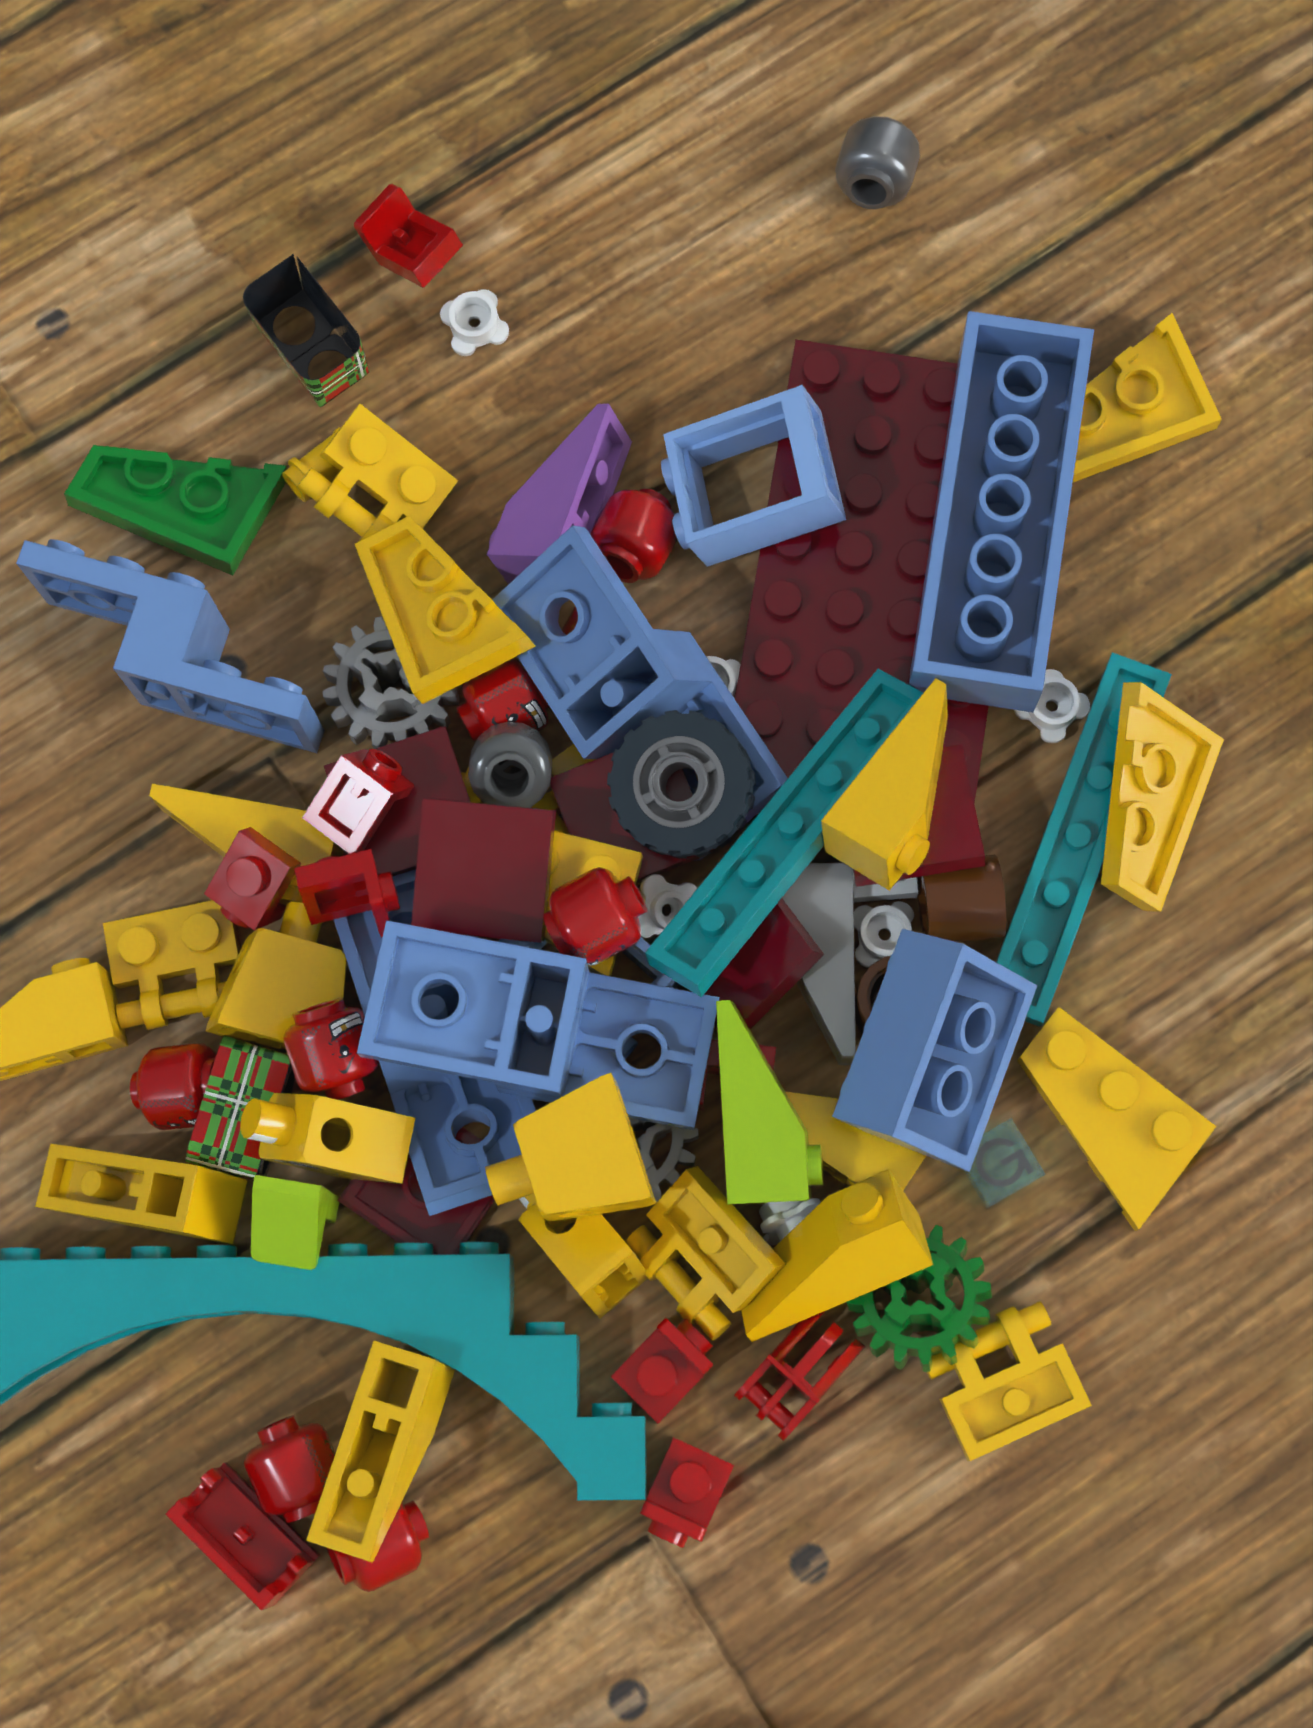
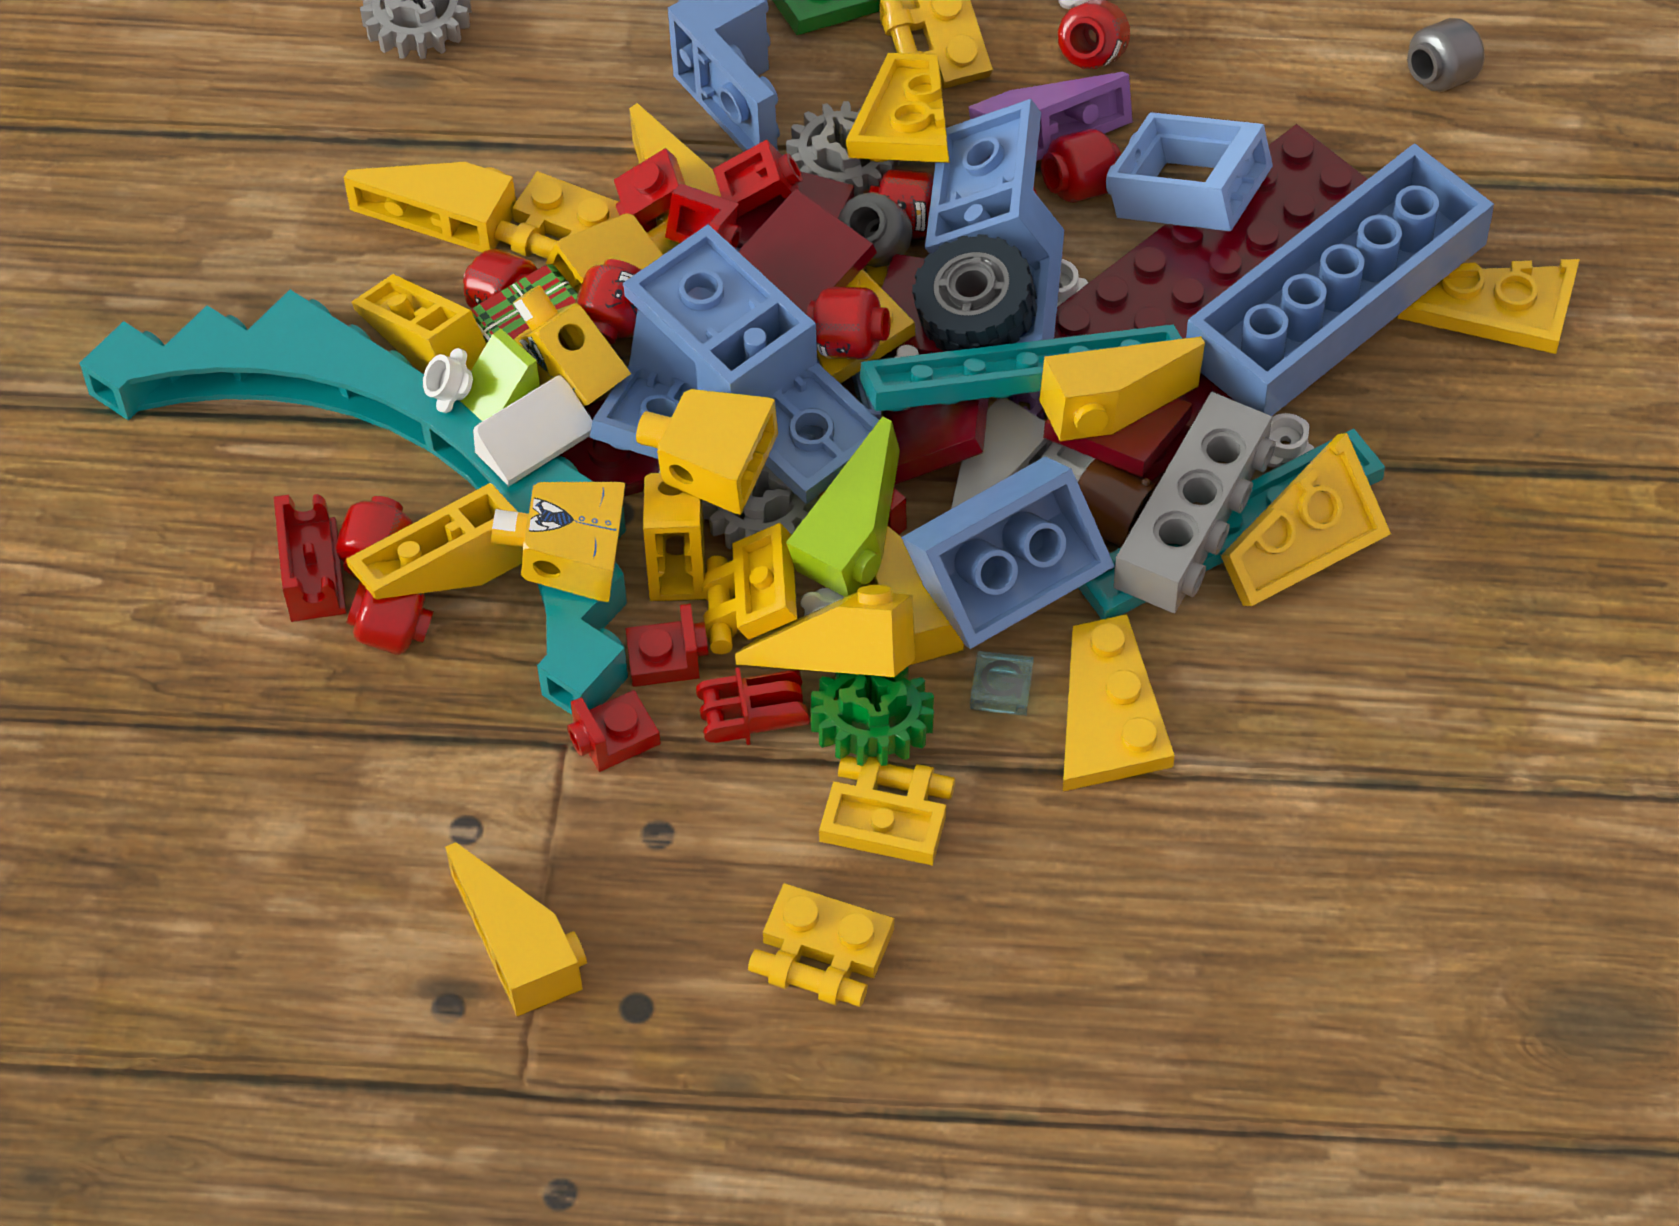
camera: 35 degrees right, 20 degrees down
(237, 1258) = (447, 379): none -> white plate
(369, 1250) = (532, 430): none -> white slope
(506, 1351) = (567, 535): none -> yellow torso
(531, 375) = (1078, 35): none -> red head
(1050, 953) = (1220, 433): none -> light grey brick
(1051, 1550) = (827, 932): none -> yellow plate

